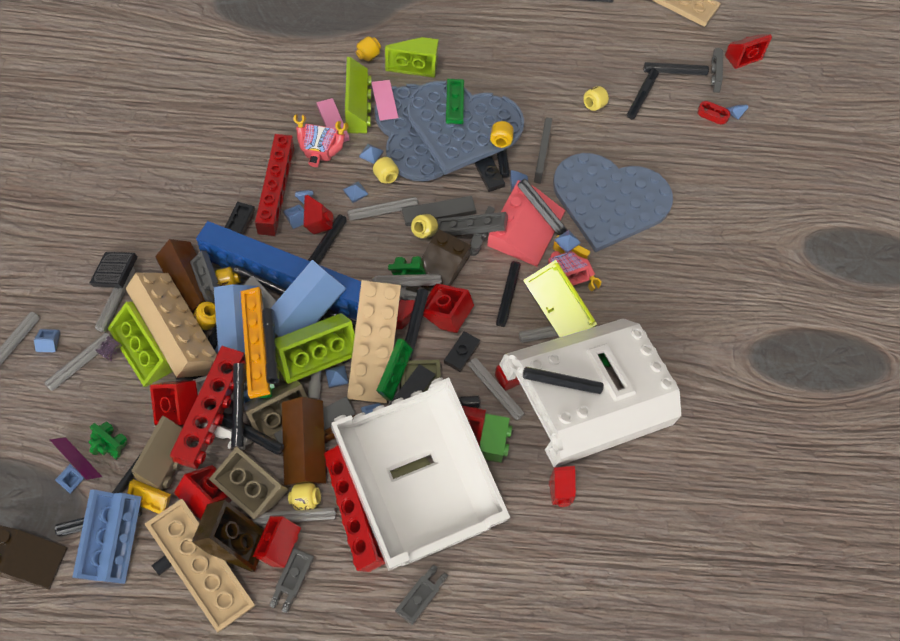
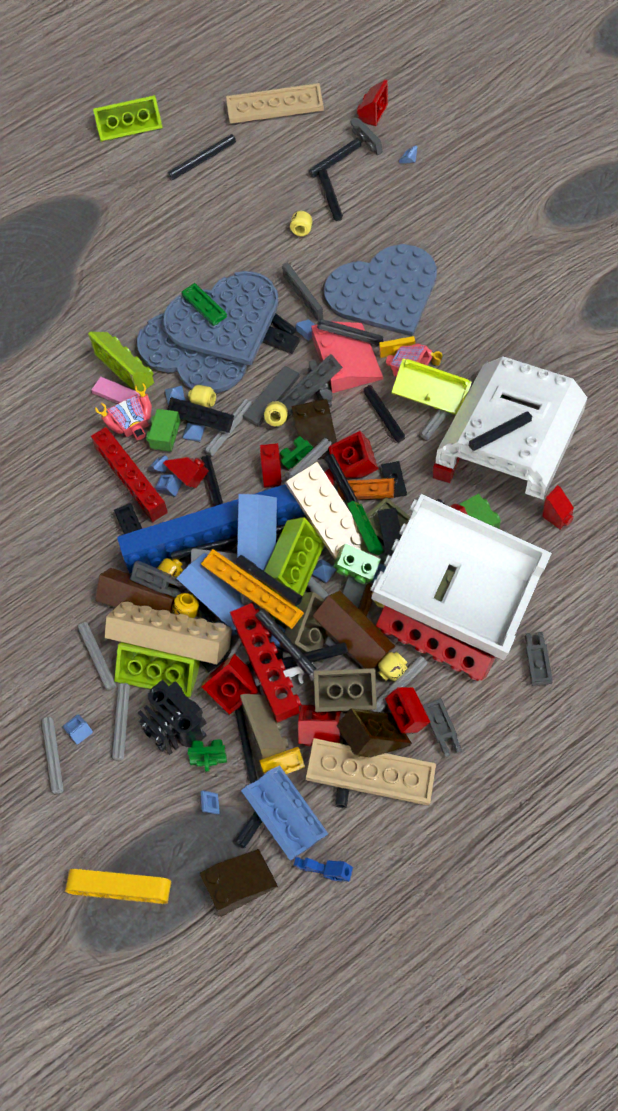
camera: 30 degrees left, 0 degrees up
(75, 458) = (198, 785): magenta sticker -> none
(93, 614) = (332, 870): none -> blue piece
(107, 389) = (172, 717): none -> black piece
(108, 348) = (135, 691): clear purple bush -> none
(113, 269) = (73, 635): black tile -> none
(332, 172) = (163, 430): none -> bright green brick
(357, 391) = (356, 564): none -> brick
(368, 48) = (88, 317): yellow head -> none
(369, 182) = (201, 415): none -> black plate
(380, 259) = (271, 465): none -> red slope
(384, 100) = (144, 346): bright pink sticker -> none
(413, 57) = (134, 296): lime slope -> none
(435, 343) = (371, 488): none -> orange tile
(496, 389) = (445, 485): light grey axle -> none
(501, 134) = (267, 300): yellow head -> none
(567, 241) = (391, 341): medium blue slope -> none
(713, 112) = (394, 170): red beam -> none

